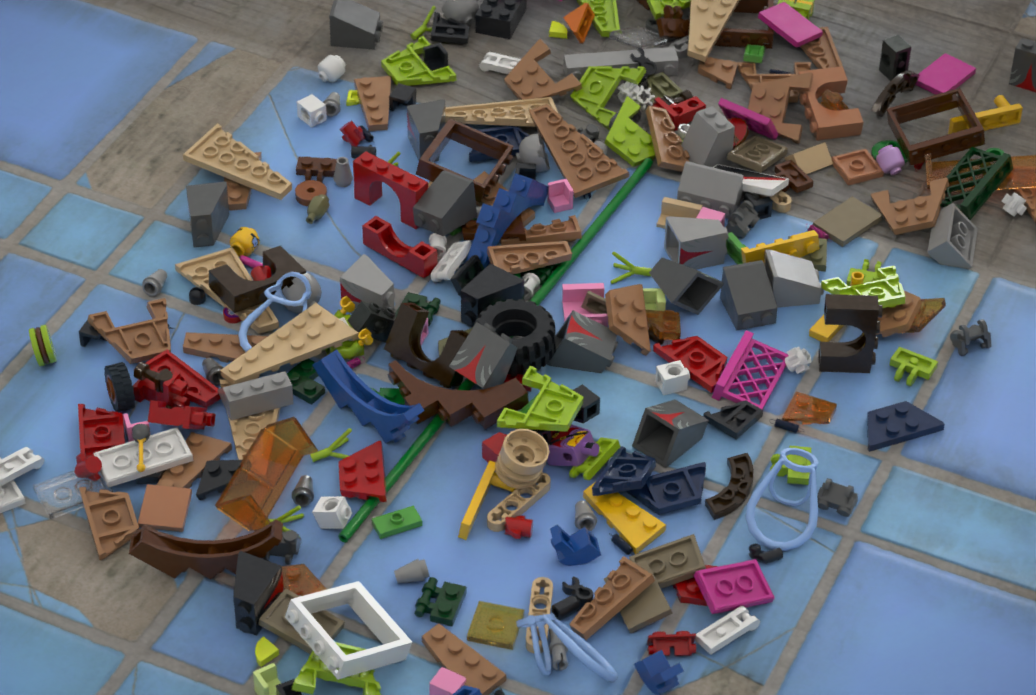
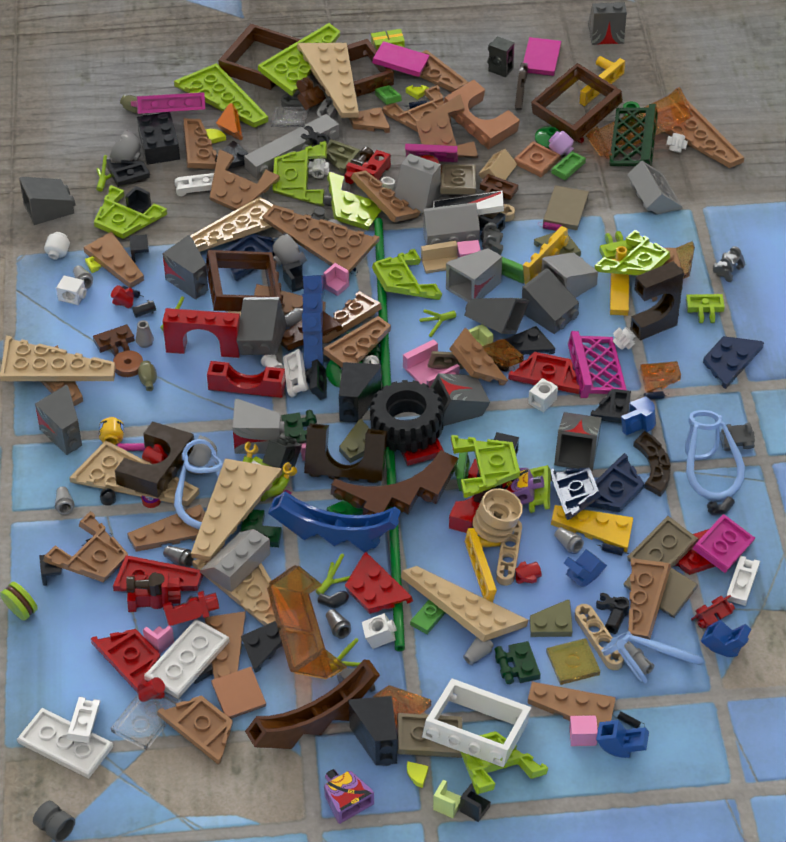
camera: 30 degrees left, 5 degrees up
(119, 387) = (119, 607): black wheel -> none
(140, 434) = (176, 640): dark grey hinge -> none
(182, 638) = (347, 794): none -> torso
(319, 471) = (335, 600): none -> black arm
(431, 531) = (473, 612): none -> tan wing
(485, 356) = (407, 443): dark grey slope -> none
(507, 581) = (552, 621): none -> olive wing
(534, 28) = (197, 145): none -> medium nougat wing
(558, 50) = (238, 152): none -> black wing
(620, 216) = (398, 278): none -> lime wing
(645, 93) = (341, 165): white gear -> none
(702, 325) = (531, 341): none -> black wing
(751, 438) = (640, 417): none -> blue brick
(787, 62) = (416, 92): none -> neon yellow tile
(793, 477) = (680, 420): lime hinge -> none
(833, 101) = (485, 111): clear orange wing -> none
(889, 181) = (568, 165): none -> bright green plate
(912, 213) = (611, 182): medium nougat wing -> none

